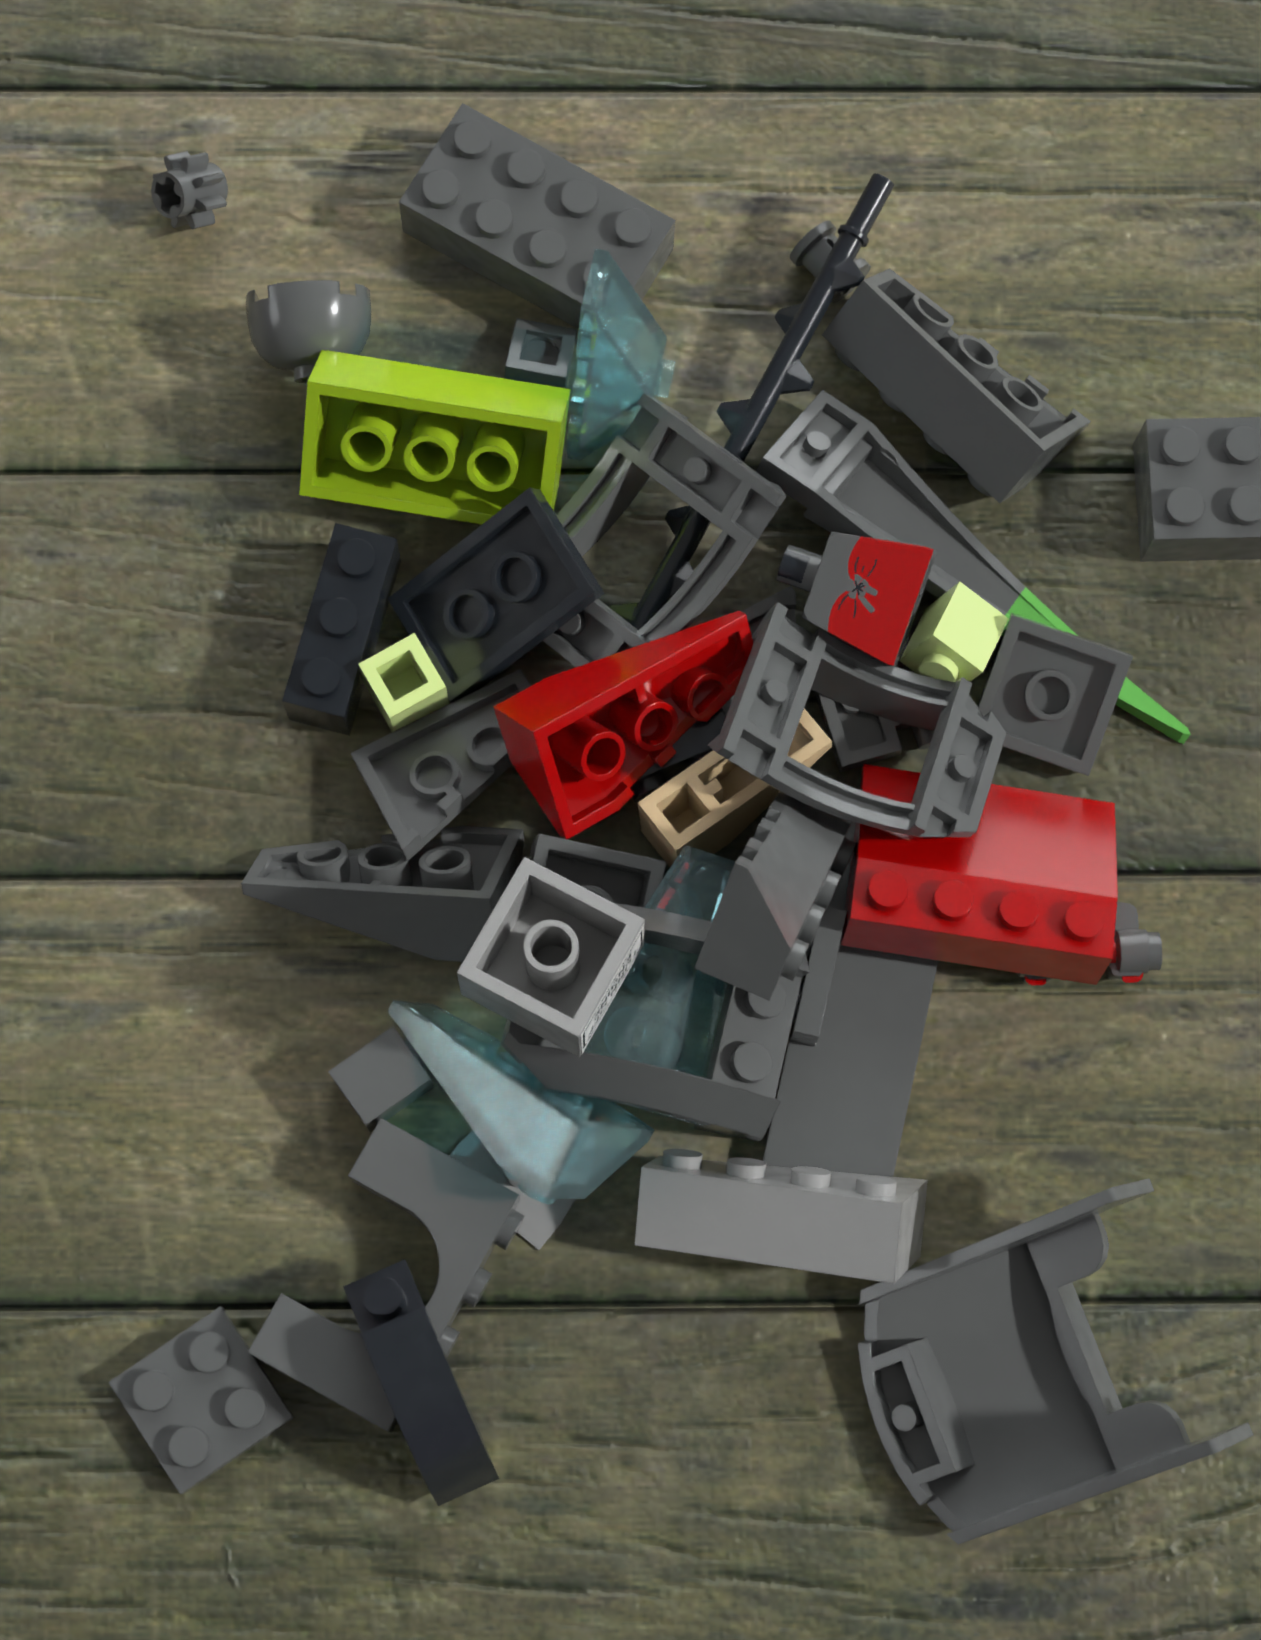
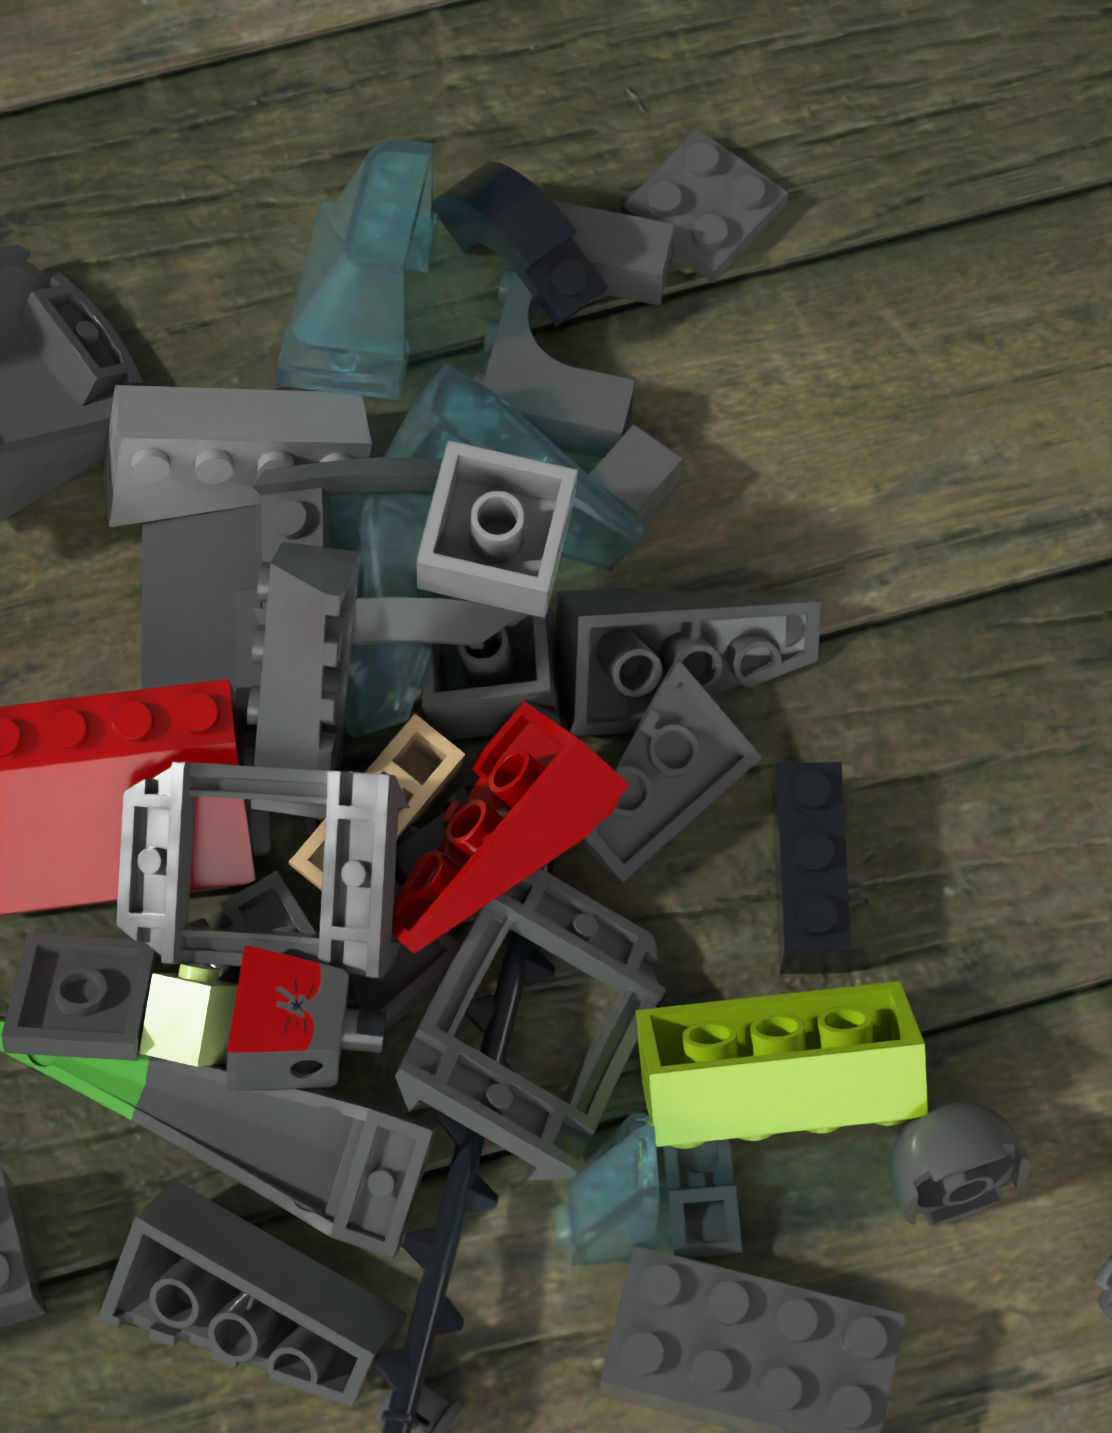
camera: 170 degrees right, 10 degrees down
(403, 683) = (730, 823): yellowish green brick -> none
(496, 594) = (666, 930): black plate -> none
(605, 1368) = (351, 294): none -> clear light blue windscreen

